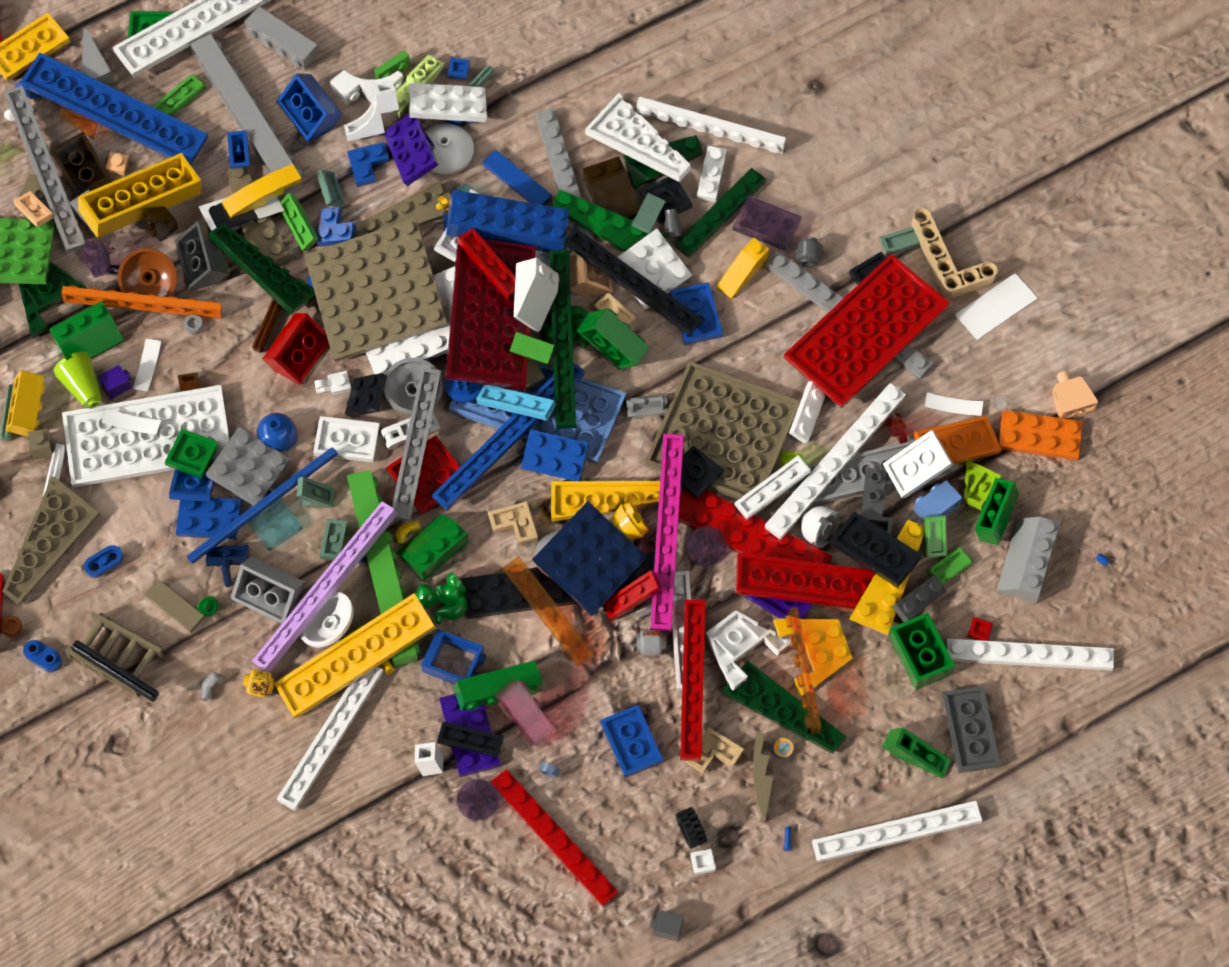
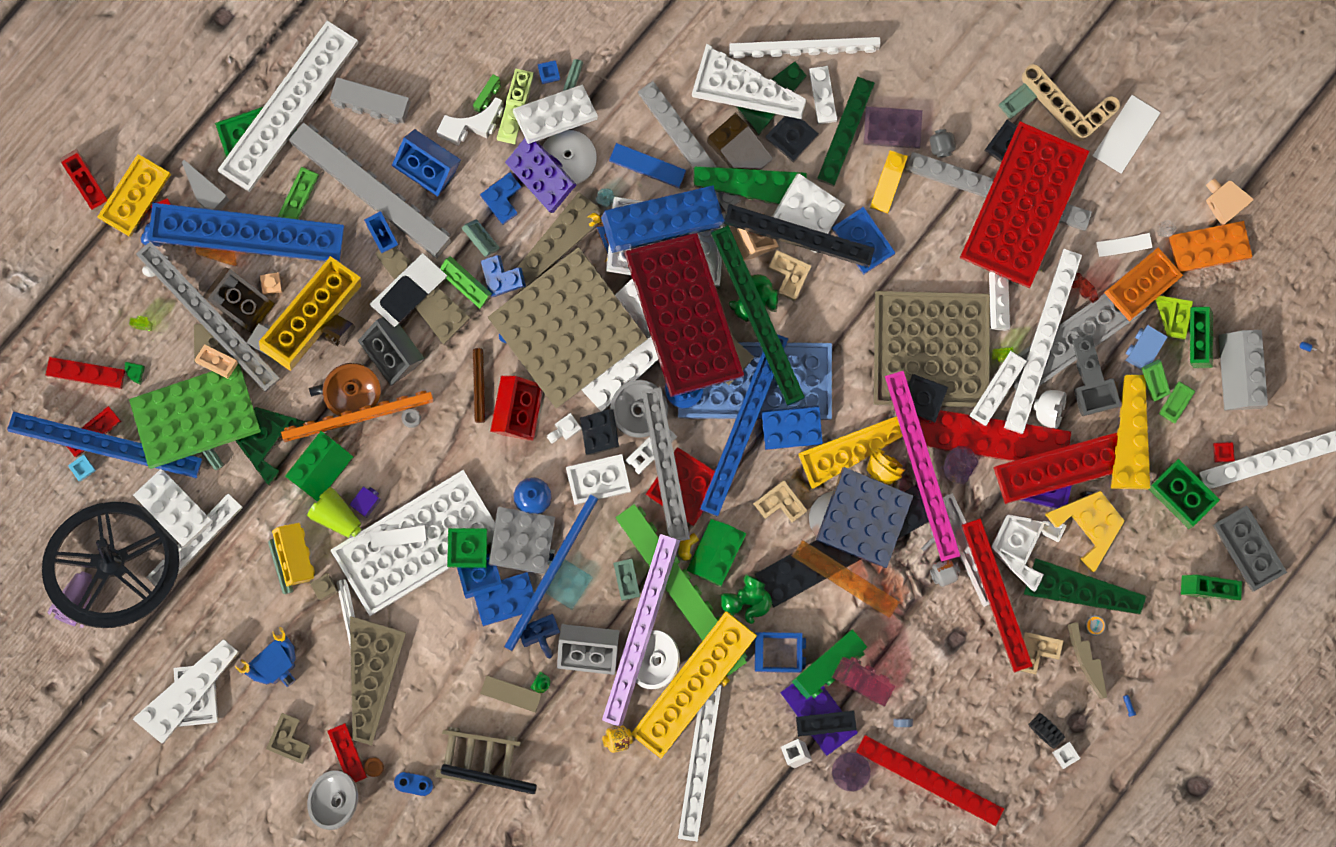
camera: 20 degrees left, 15 degrees up
(96, 256) = (296, 387): clear purple plate -> none
(103, 561) = (429, 676): blue plate -> none
(147, 365) = (385, 473): white sticker -> none
(189, 381) = (432, 477): reddish brown plate -> none
(208, 684) = (572, 754): light grey arm -> none
(259, 191) = (420, 267): yellow slope -> none
(276, 281) = (467, 349): dark green wing -> none
(314, 493) = (592, 543): sand green slope -> none
(371, 122) = (491, 158): white arch -> none
(488, 262) = (666, 269): red plate -> none
(516, 402) = (741, 393): medium azure plate -> none
(531, 348) = (736, 337): bright green tile -> none
(534, 292) = (717, 281): white slope -> none
(613, 338) = (803, 299): green brick -> none
(631, 741) = (963, 669): blue plate -> none
(632, 595) = (915, 536): red plate -> none
(646, 406) = (853, 347): light grey hinge -> none
(648, 213) = (784, 159): sand green tile -> none
(667, 925) = (1058, 823): dark grey brick -> none
(673, 226) = (809, 161): dark grey cone -> none
(804, 679) = (1087, 546): clear orange plate -> none
(875, 549) = (1112, 416): black plate -> none
(896, 831) = (1220, 665): white plate -> none
(918, 464) = (1120, 321): white plate -> none
(919, 598) = (1164, 445): dark grey plate -> none

